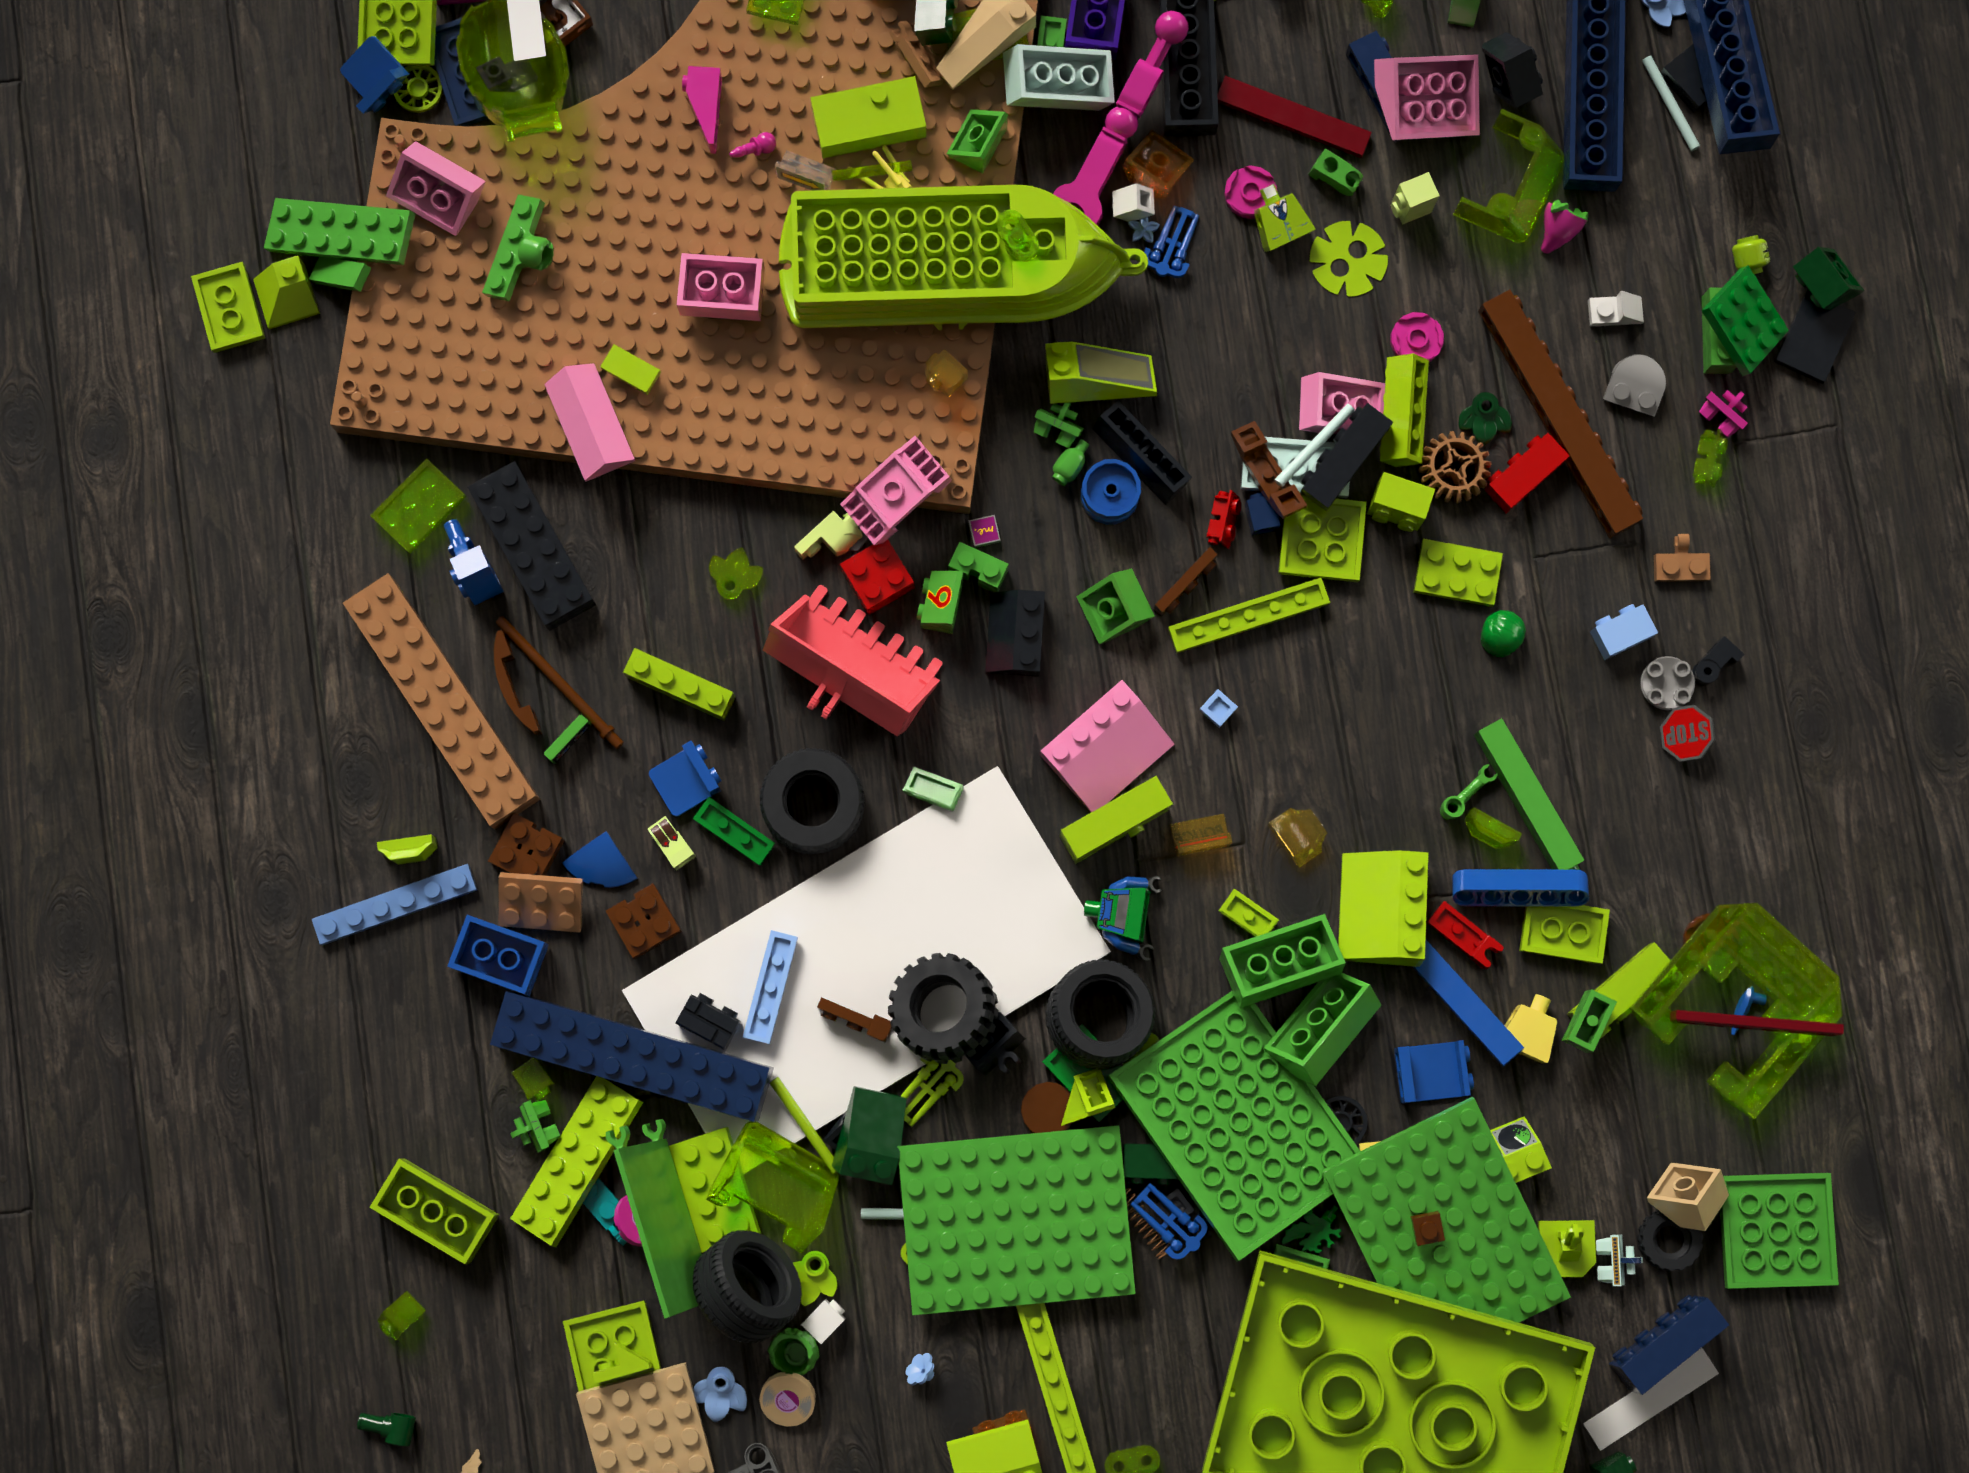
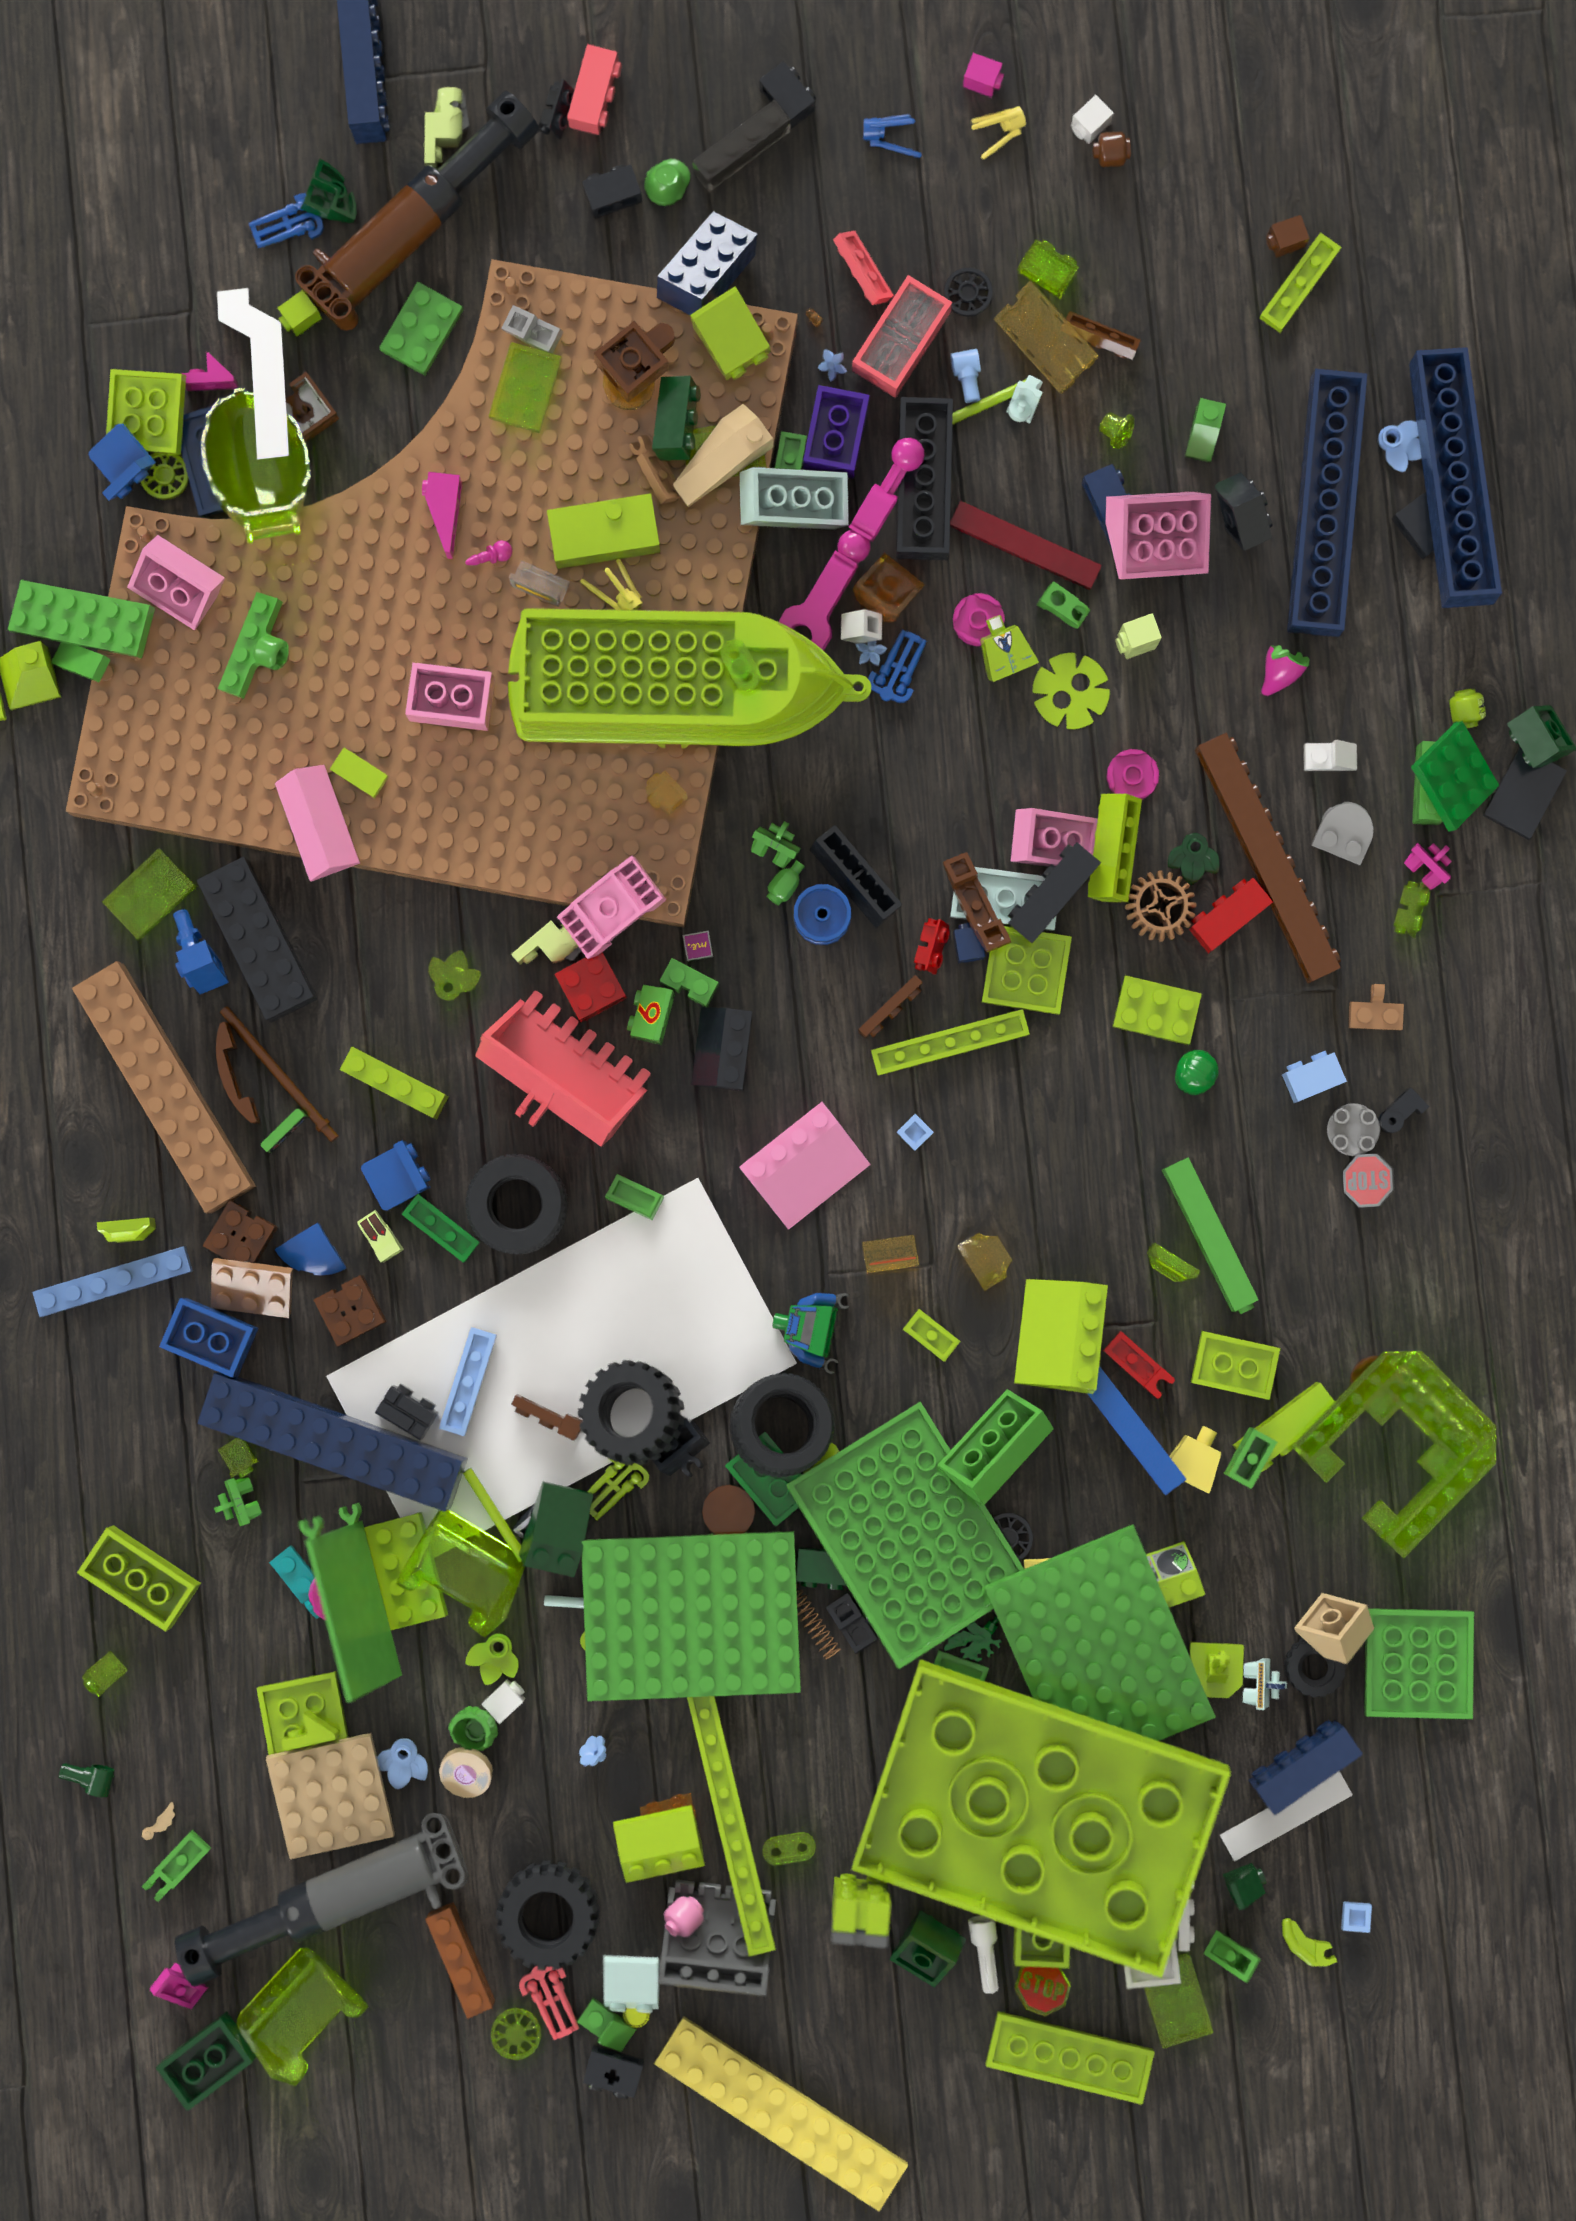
camera: 10 degrees right, 5 degrees up
(508, 76) = (249, 472): clear smoke slope -> none
(575, 1161) = (275, 1537): lime plate -> none
(728, 1305) = (408, 1684): black tyre -> none
(872, 170) = (603, 585): clear neon green bar -> none
(978, 138) = (711, 557): bright green slope -> none
(1087, 1097) = (766, 1503): lime slope -> none
(1096, 373) = (816, 796): slope -> none
(1115, 605) = (820, 1026): bright green slope -> none
(1116, 820) = (808, 1237): lime brick -> none
(1192, 1243) = (857, 1647): blue piece -> none
(1282, 961) = (960, 1382): bright green brick -> none
(1314, 445) = (1023, 880): light aqua piece -> none
(1400, 502) = (1104, 940): lime brick -> none
(1427, 1228) = (1081, 1647): reddish brown plate -> none
(1433, 1071) = (1099, 1494): blue panel -> none
(1458, 802) = (1141, 1235): bright green brick -> none
(1518, 215) = (1241, 657): clear neon green windscreen -> none
(1520, 887) = (1194, 1323): blue beam -> none
(1671, 103) = (1400, 549): light aqua piece -> none
(1745, 1001) = (1403, 1446): blue bar -> none
(1756, 1023) = (1413, 1468): dark red tile -> none

